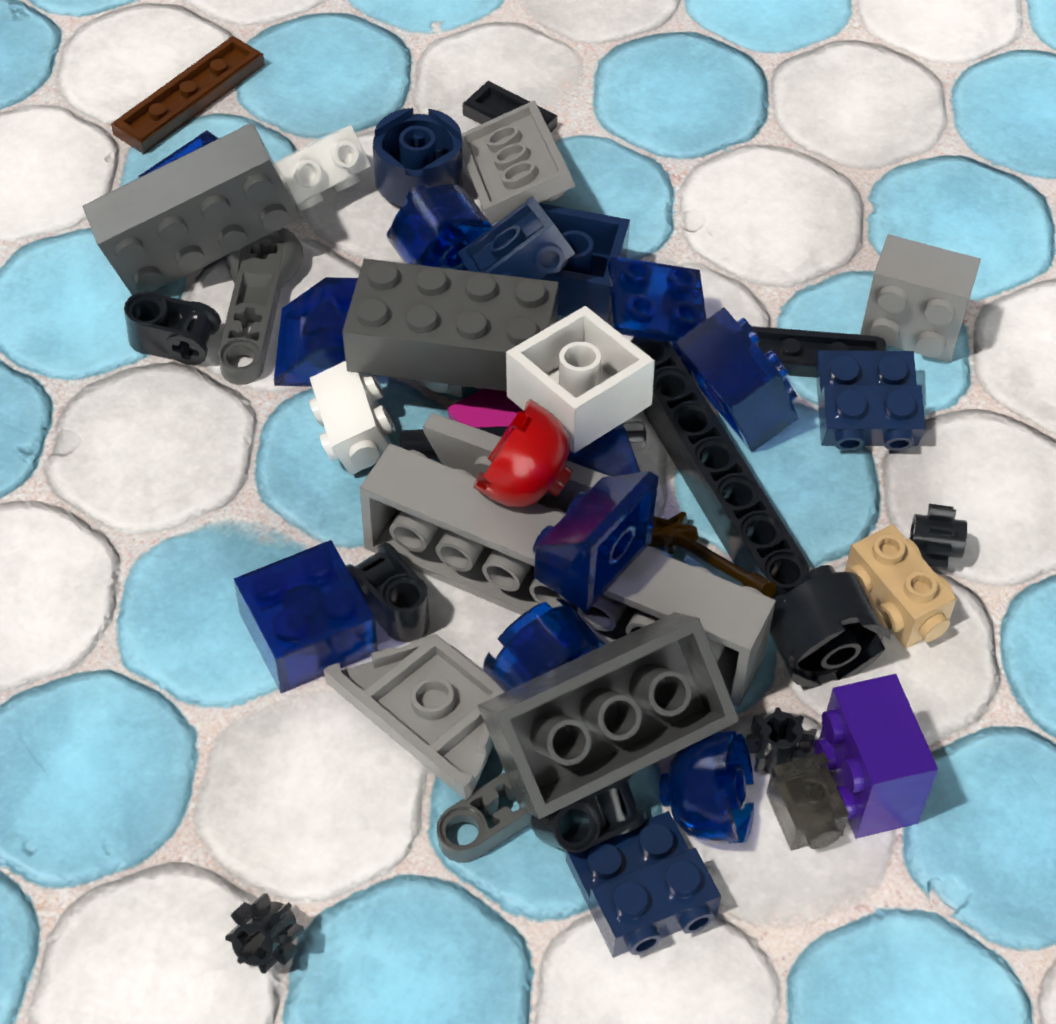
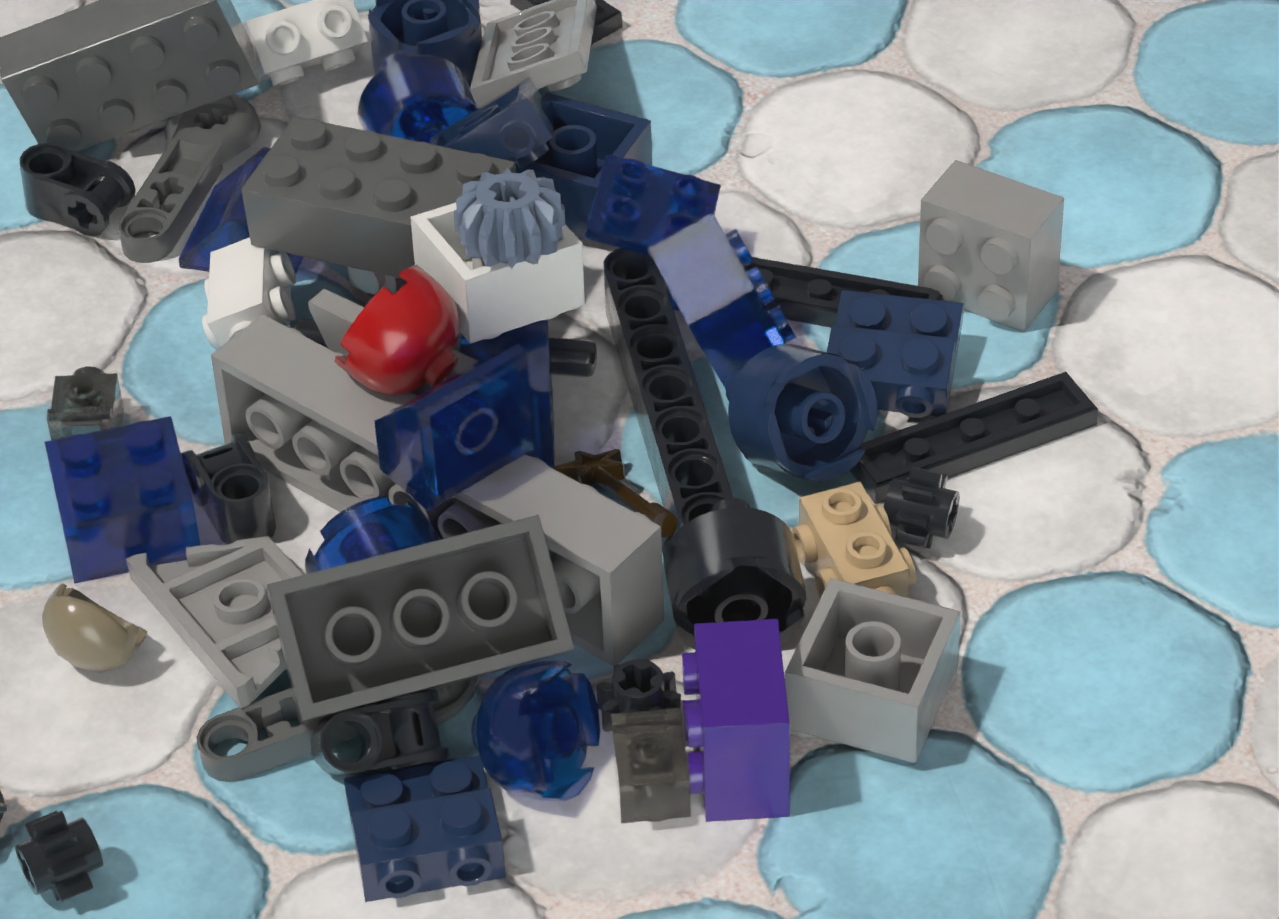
camera: 15 degrees right, 10 degrees down
(246, 530) = (85, 399): none -> clear smoke brick
(318, 745) = (87, 632): none -> dark tan hair
(361, 966) = (59, 856): none -> black gear
(599, 350) = (509, 218): none -> sand blue gear
(827, 466) = (801, 411): none -> dark blue brick
(944, 463) = (977, 433): none -> black tile
(961, 688) = (872, 669): none -> light grey brick

